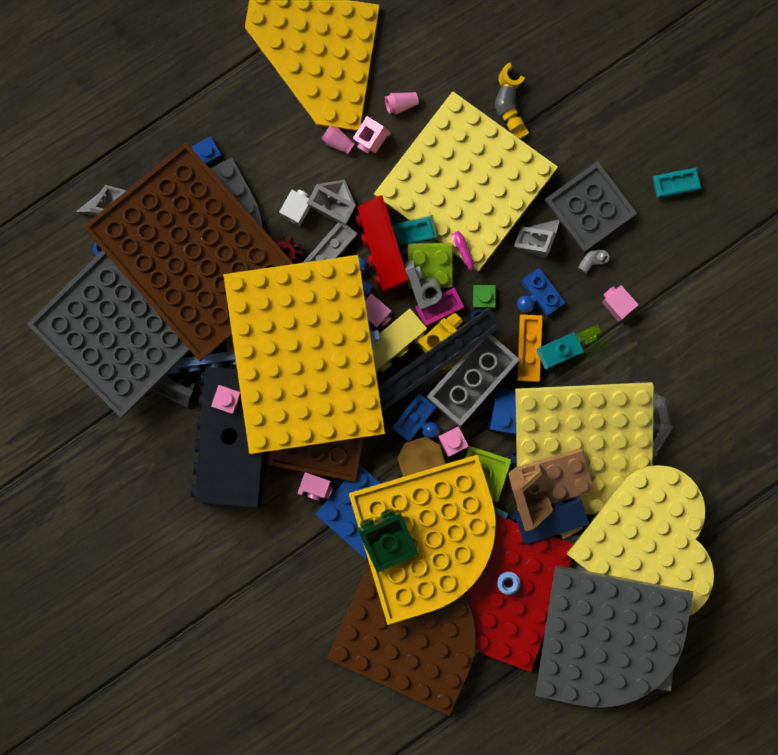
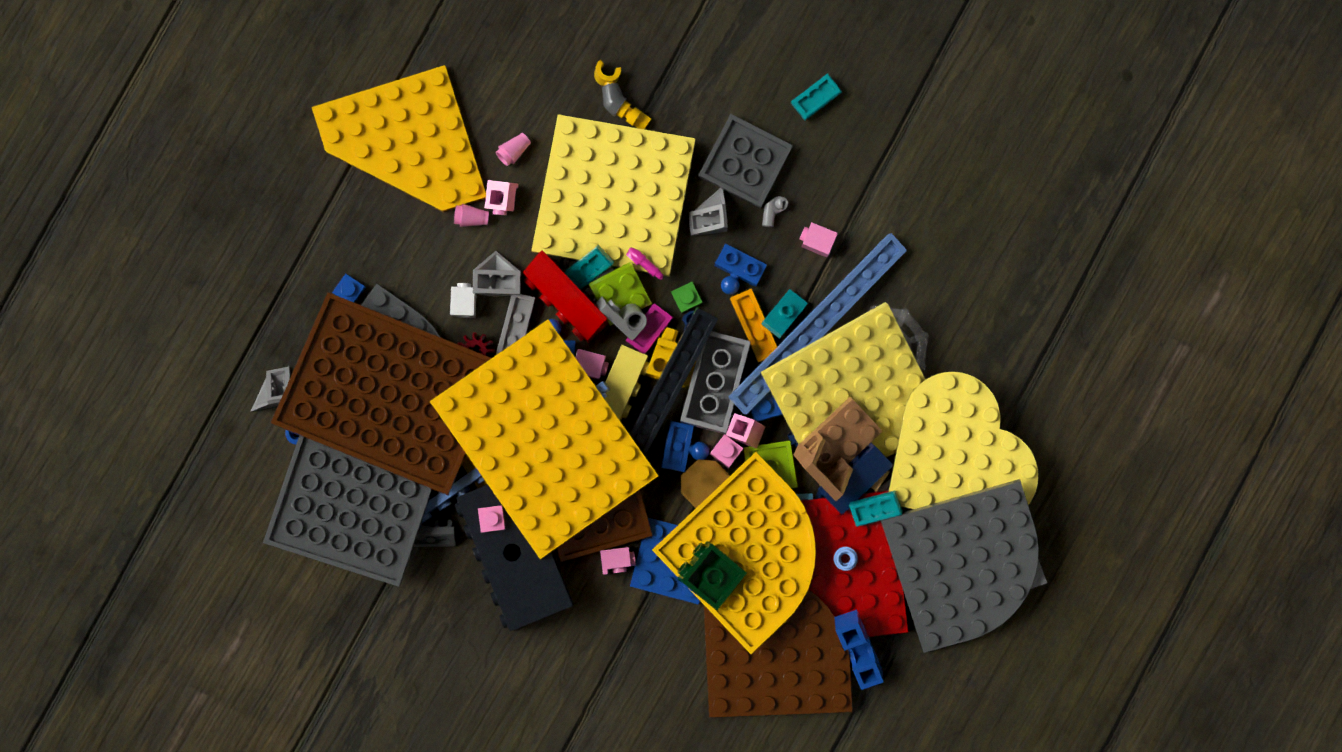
camera: 30 degrees left, 0 degrees up
(477, 432) = (745, 430): none -> bright pink brick
(482, 655) = (861, 652): none -> blue arch
(555, 553) = (875, 508): none -> teal plate
(589, 335) = (805, 284): clear neon green plate -> none
(590, 369) = (822, 317): none -> medium blue plate

